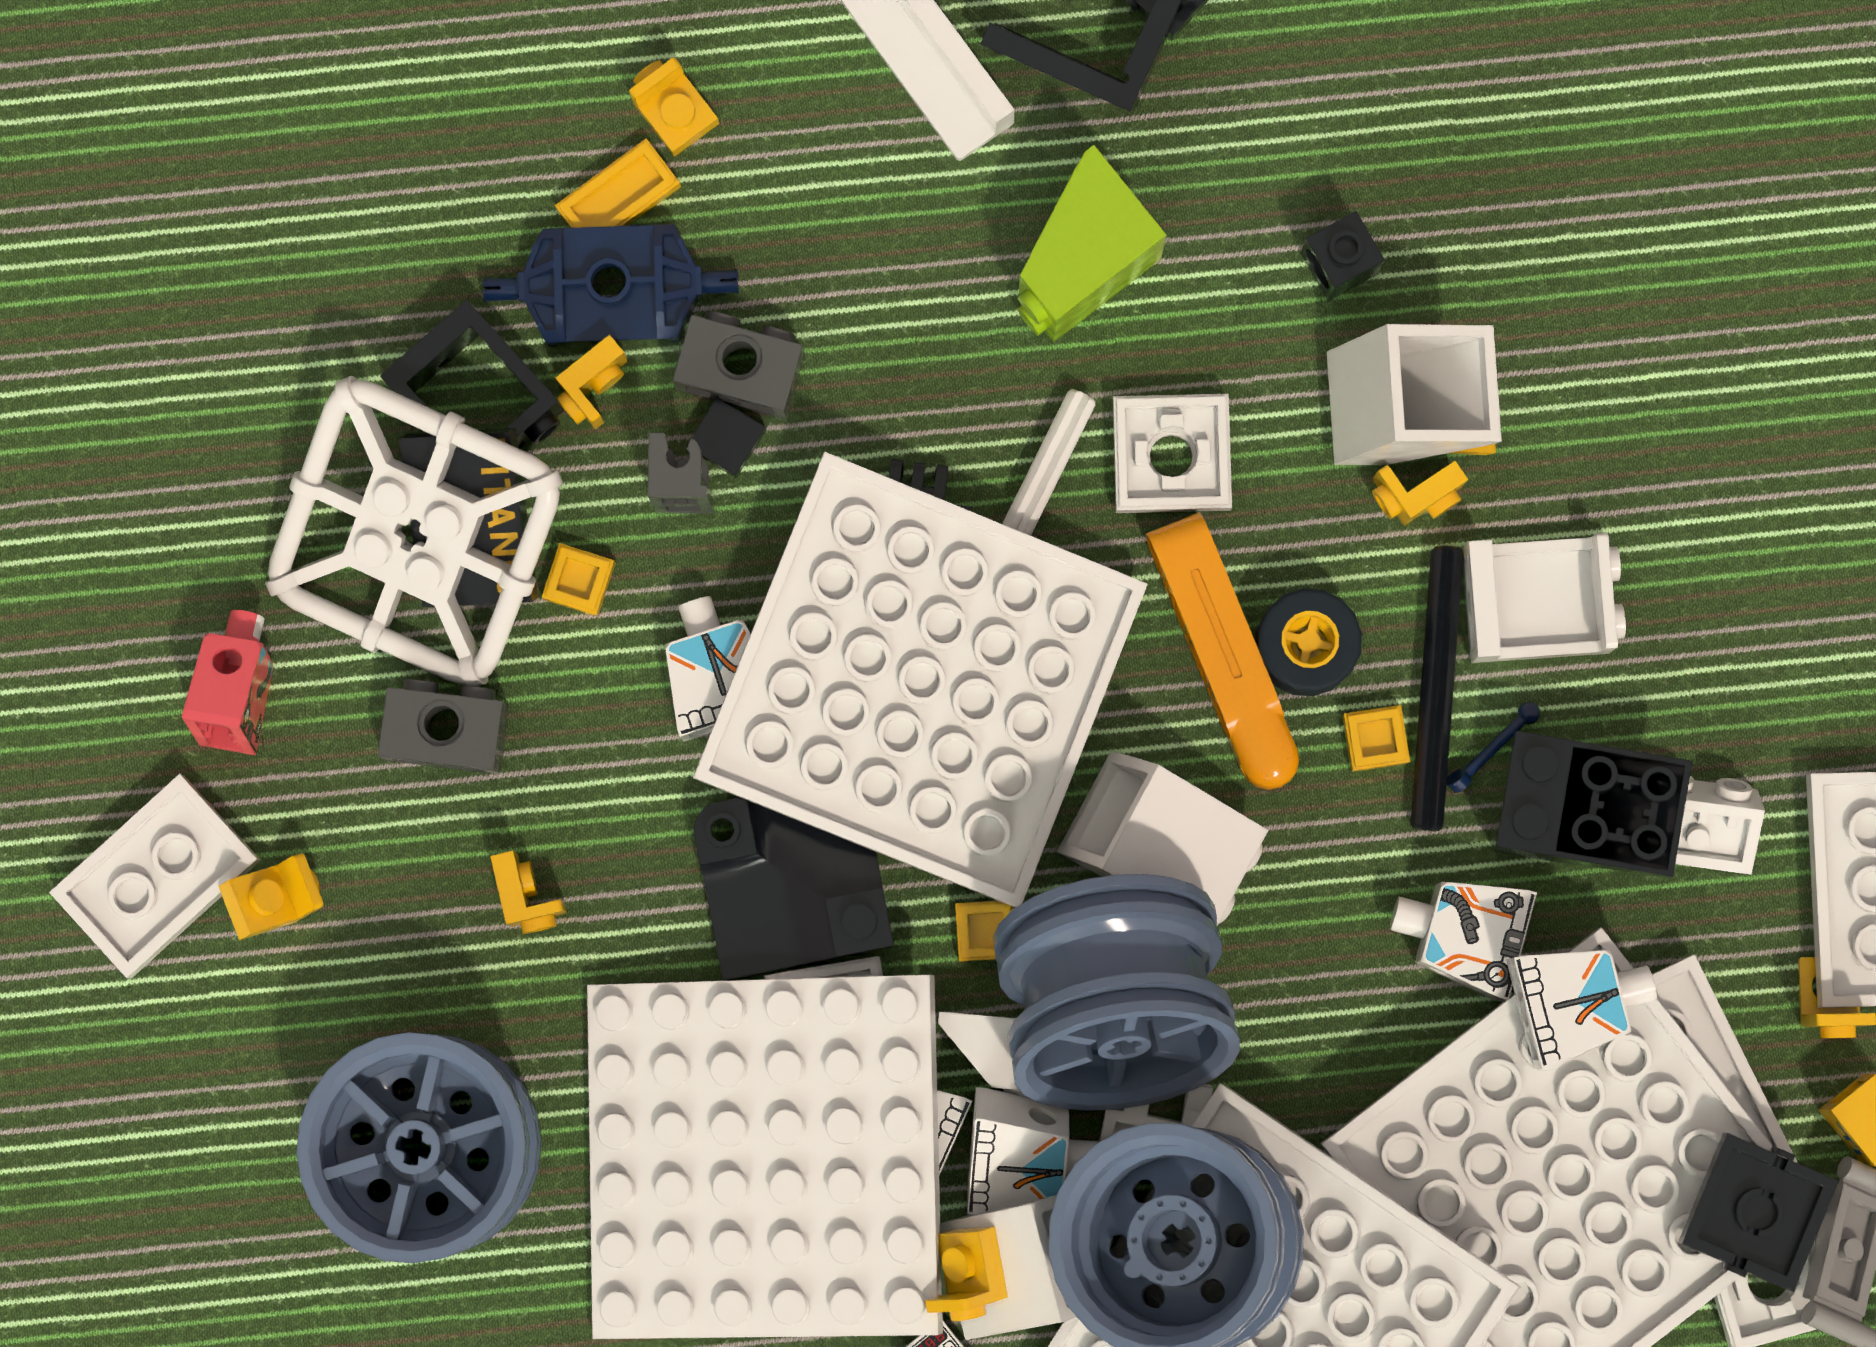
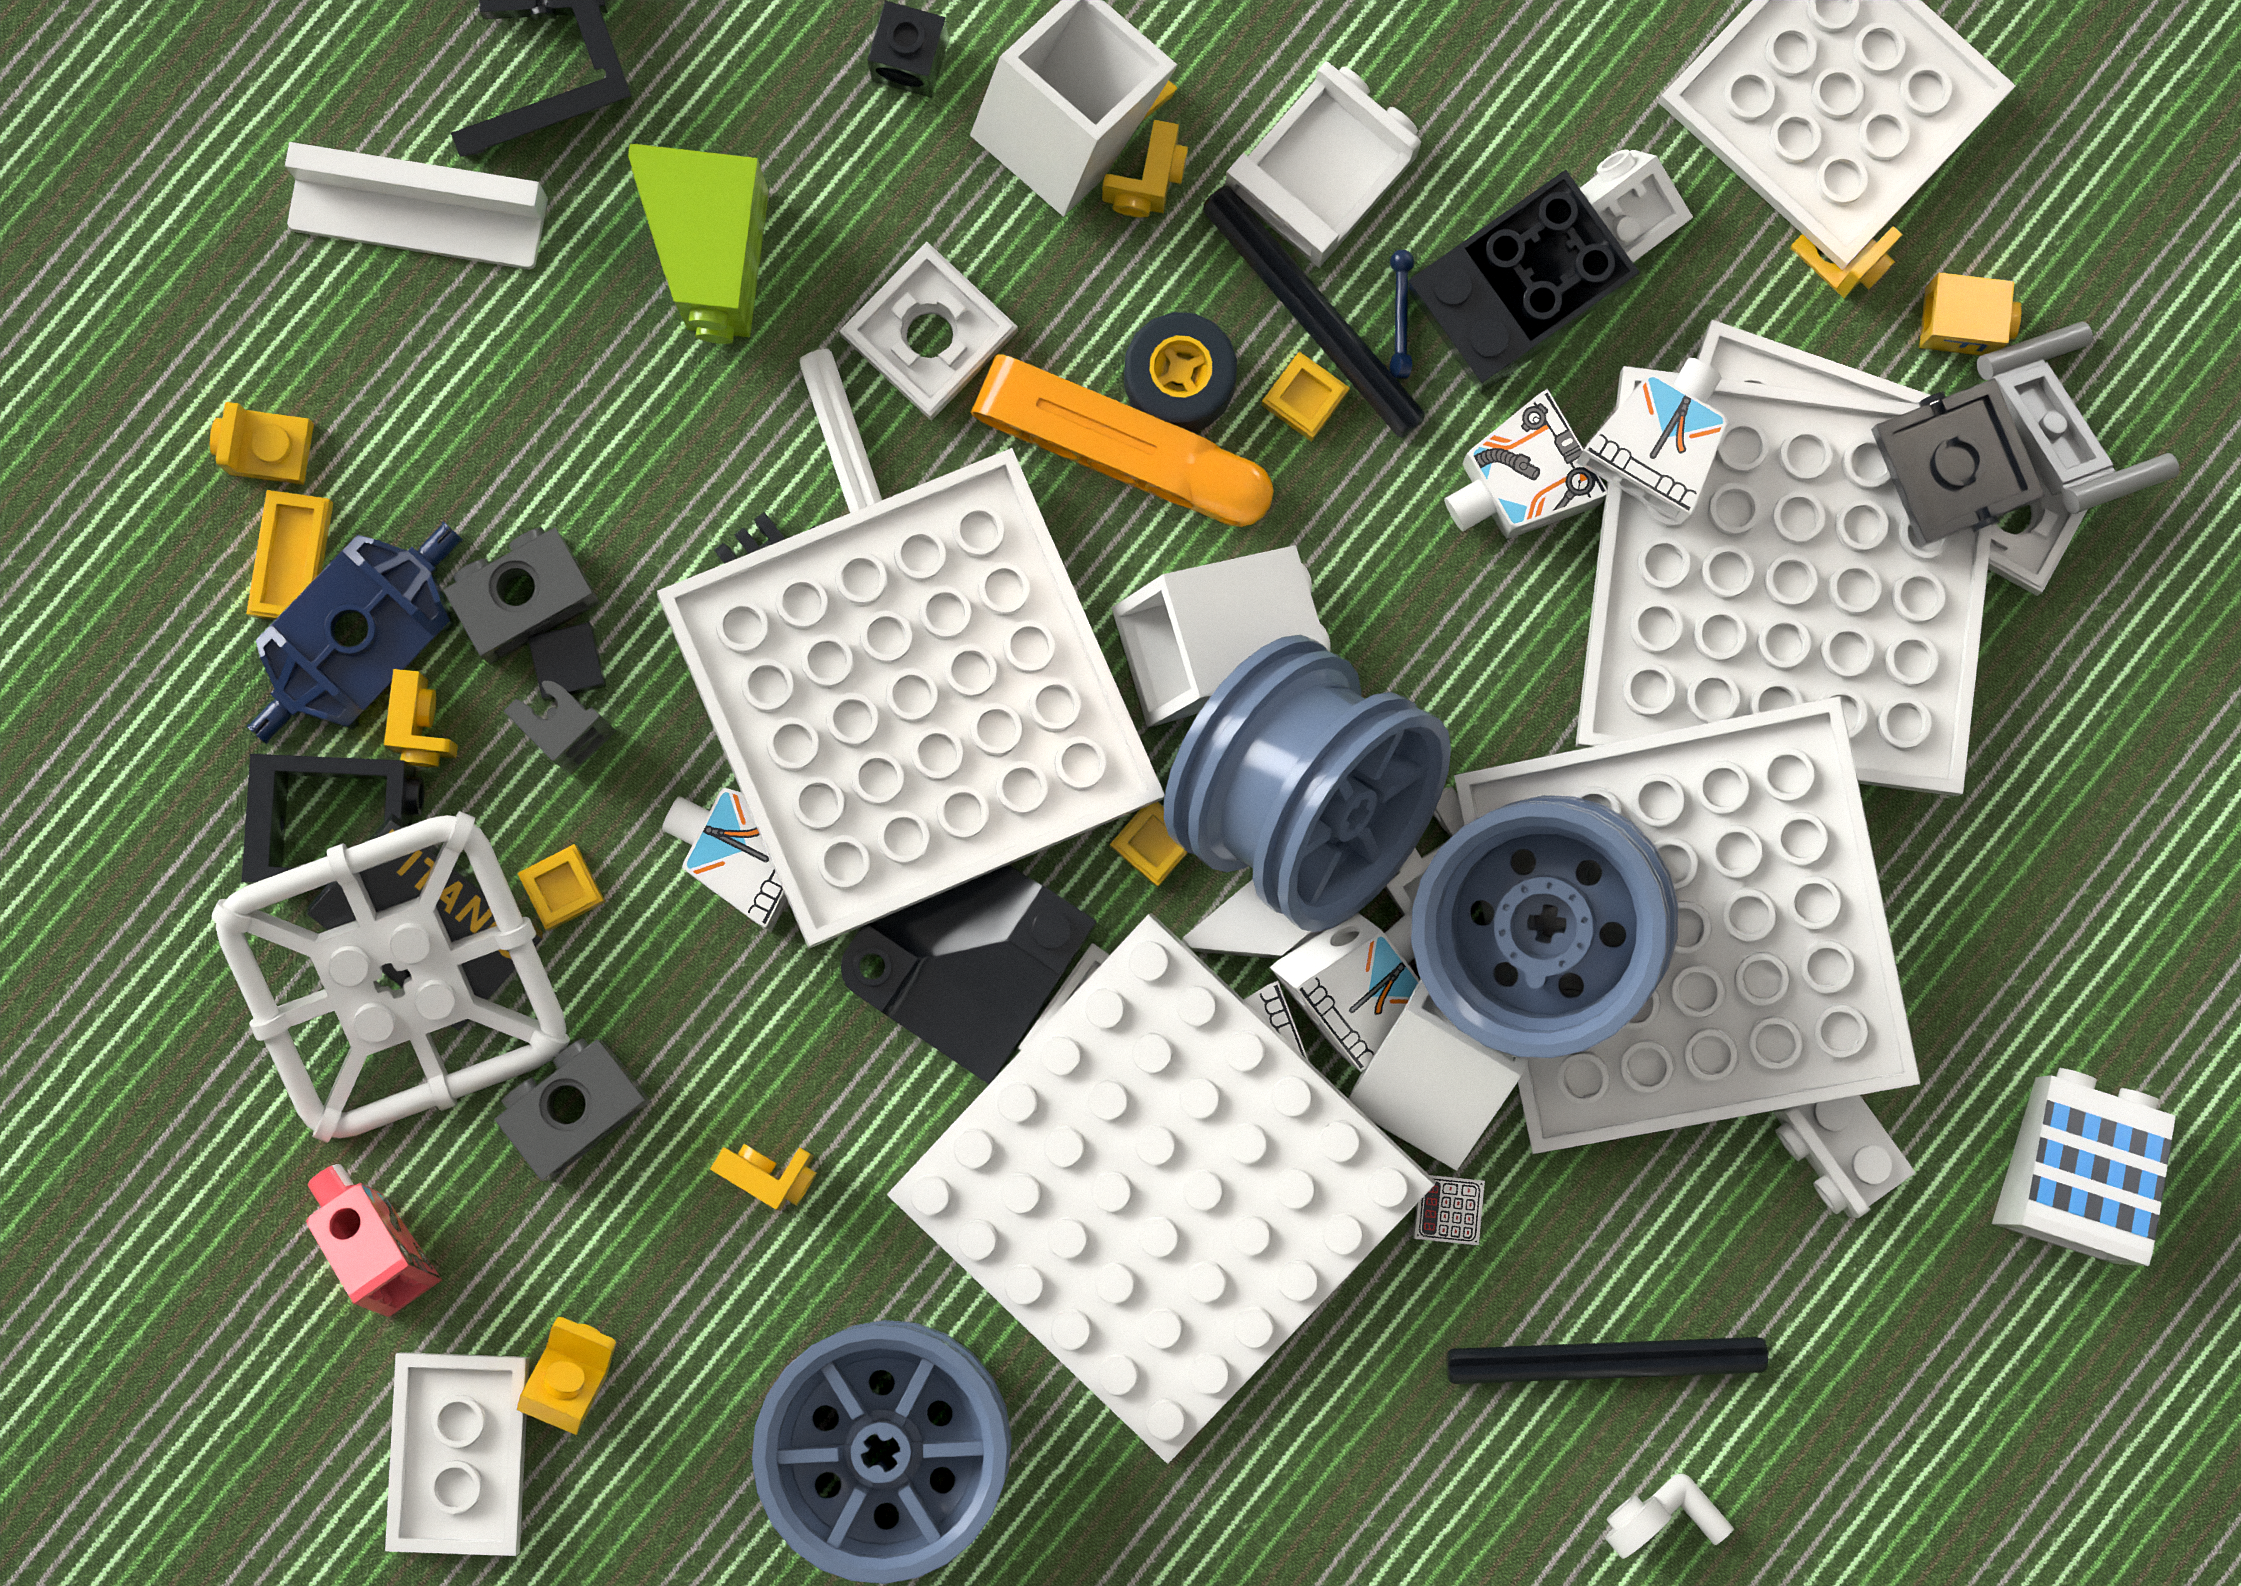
camera: 50 degrees left, 0 degrees up
(970, 1272) = (1410, 1112): yellow bracket -> none

